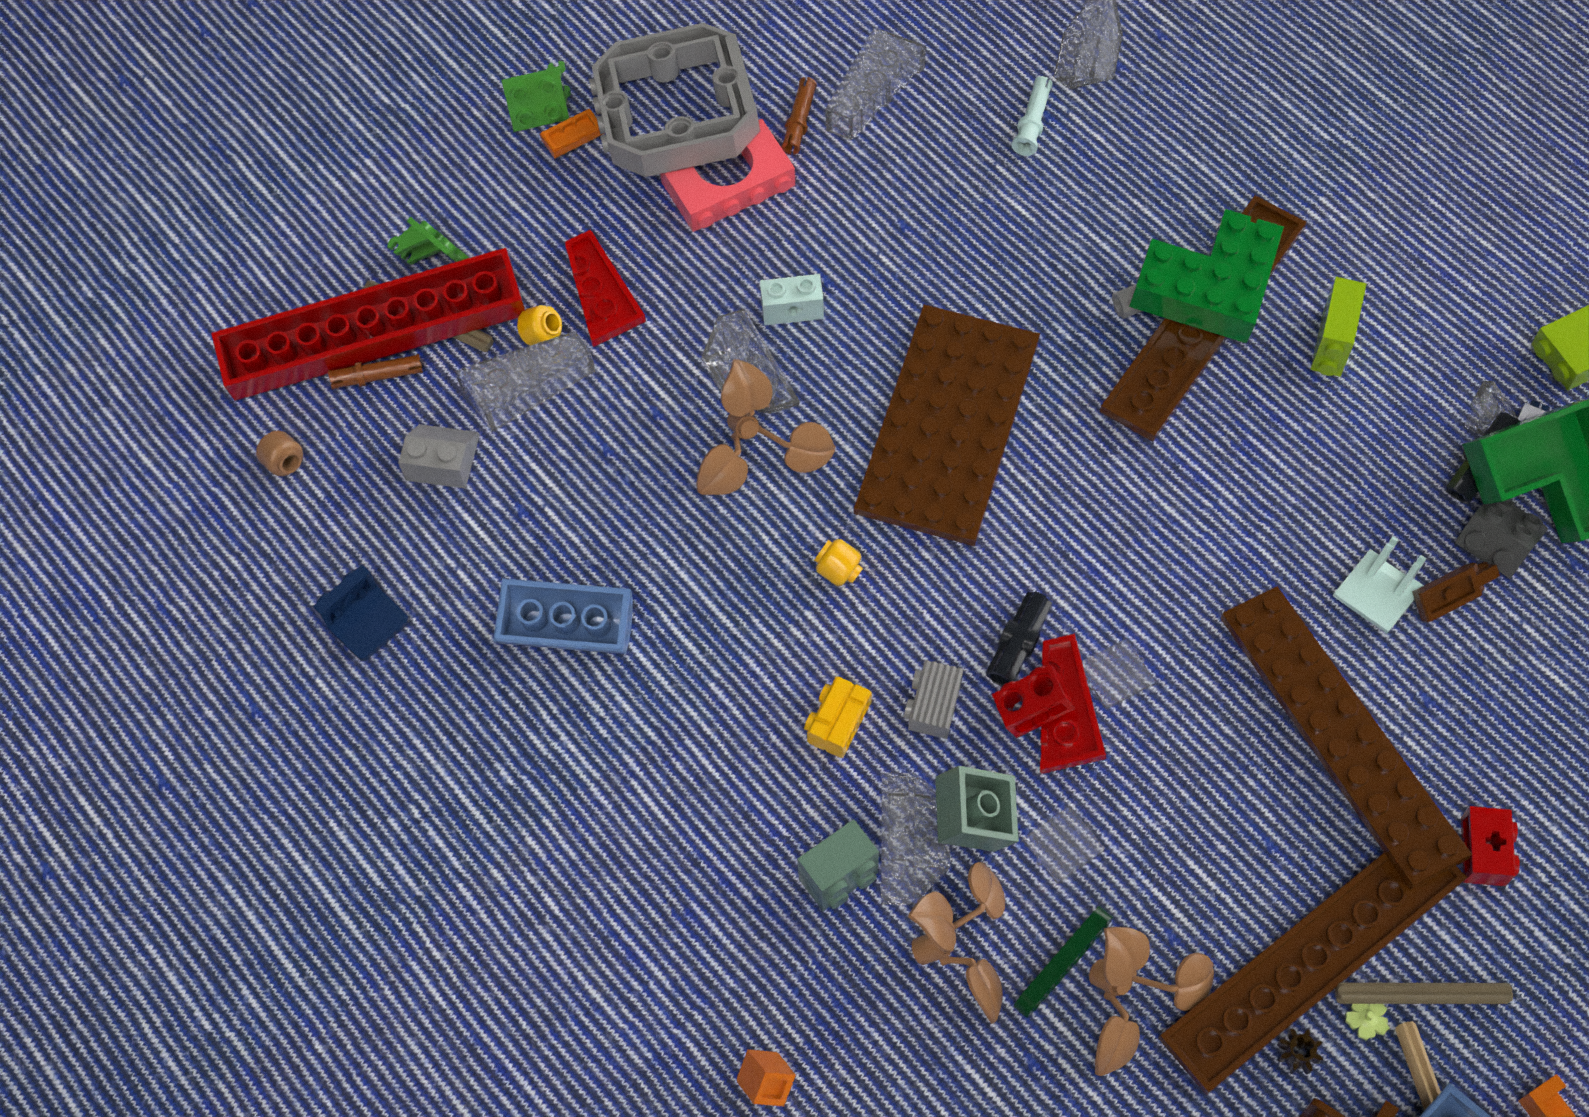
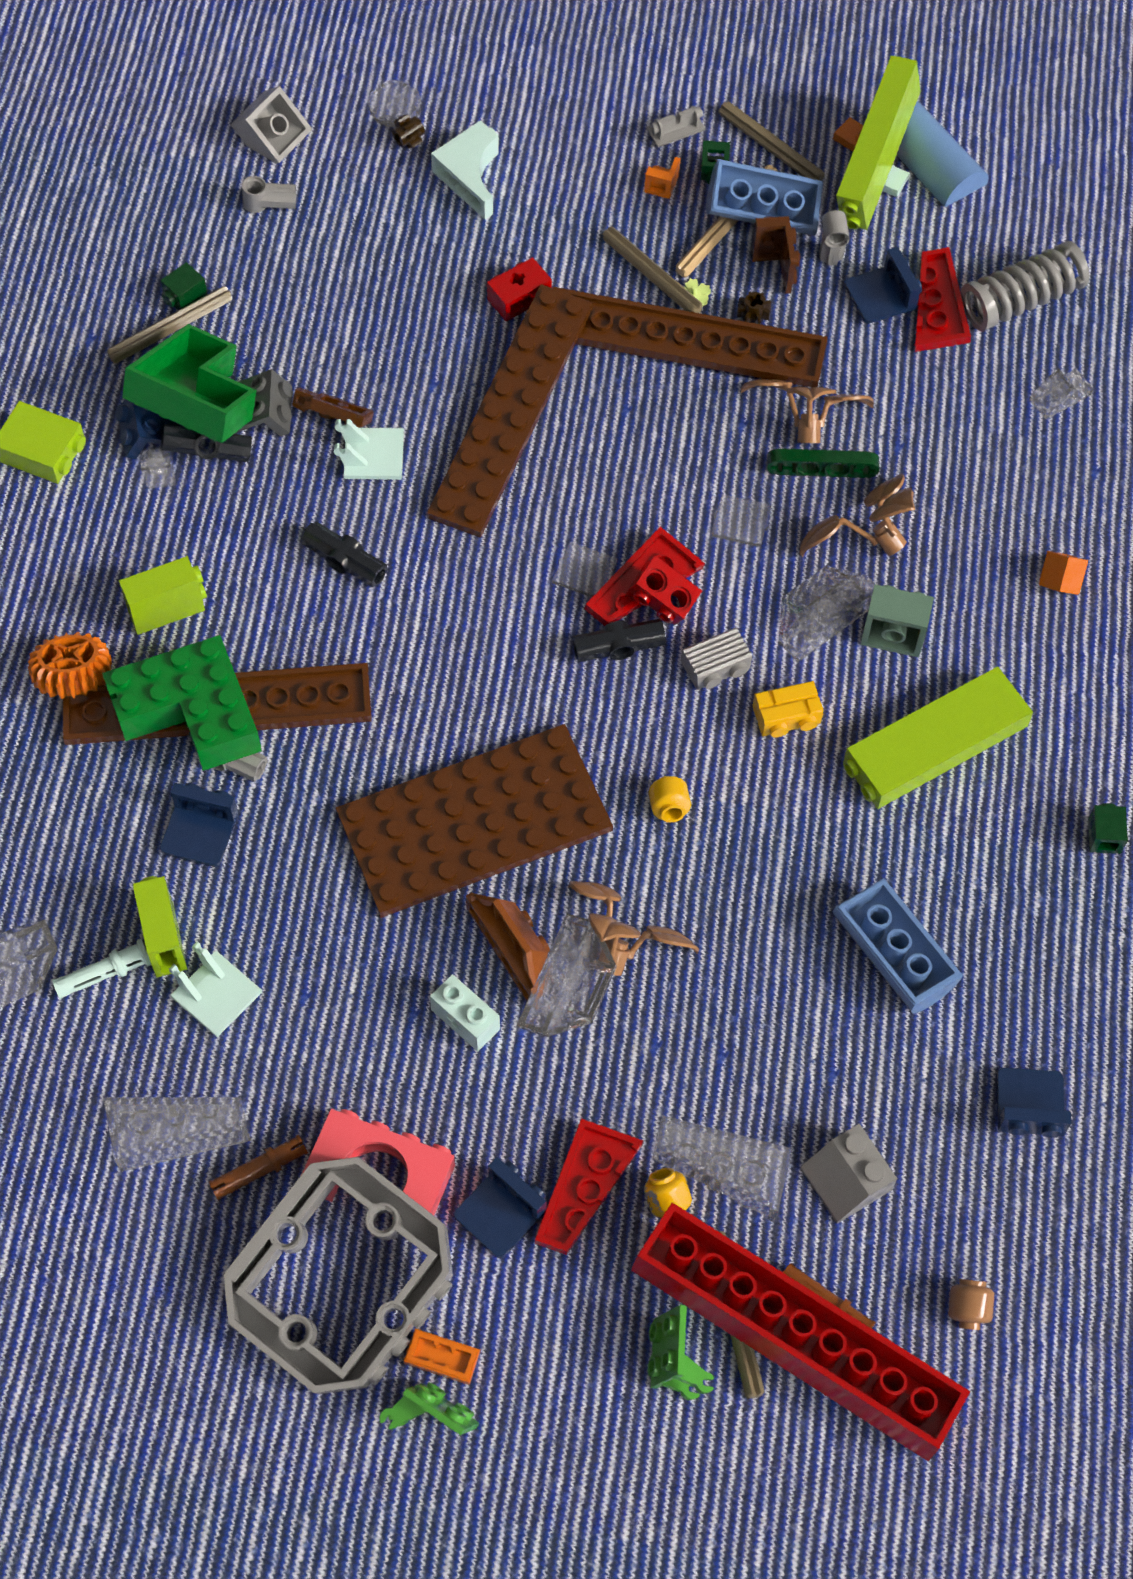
camera: 135 degrees left, 0 degrees up
(501, 871) = (1107, 829): none -> dark green brick
(631, 228) = (501, 1208): none -> dark blue bracket
(706, 815) = (937, 737): none -> lime brick
(824, 366) = (511, 938): none -> dark orange wedge
(957, 167) = (214, 992): none -> light aqua plate
(976, 809) = (778, 567): sand green brick -> none
(1032, 153) = (159, 925): none -> lime brick
(1101, 236) = (199, 824): none -> dark blue bracket
(1282, 493) = (344, 554): none -> black piece
(1326, 224) = (69, 665): none -> orange gear

